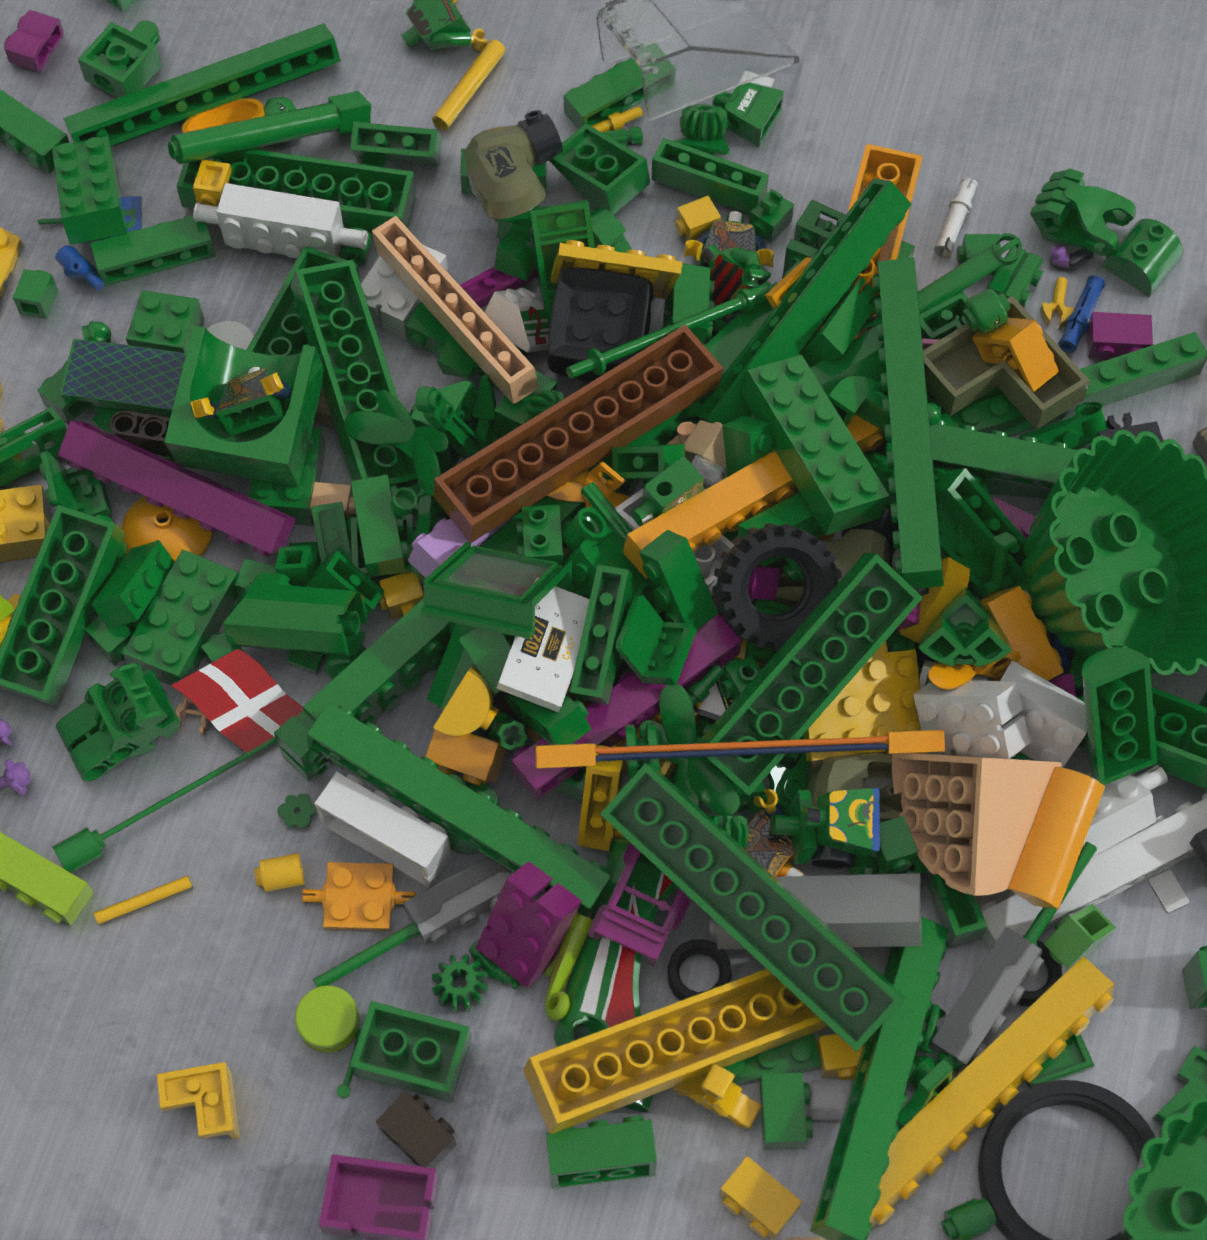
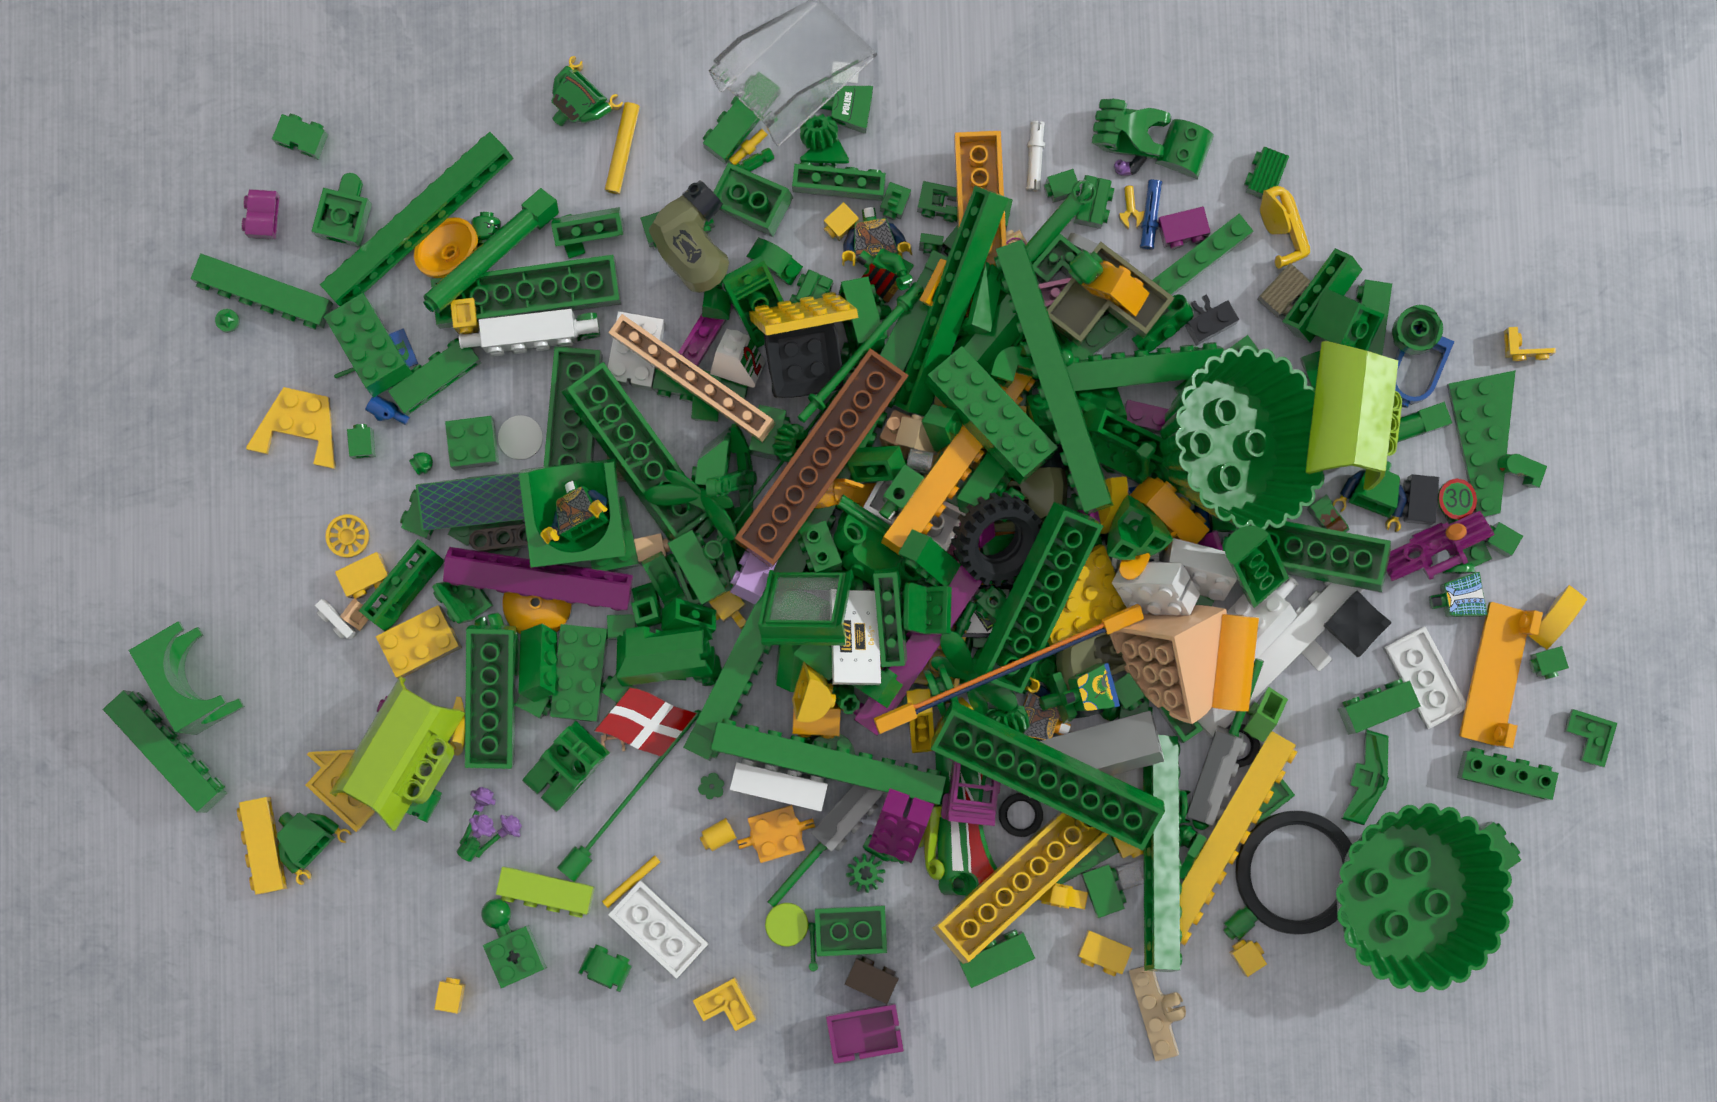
camera: 20 degrees left, 20 degrees up
(58, 995) = (605, 968): none -> green brick
(153, 972) = (658, 929): none -> white plate

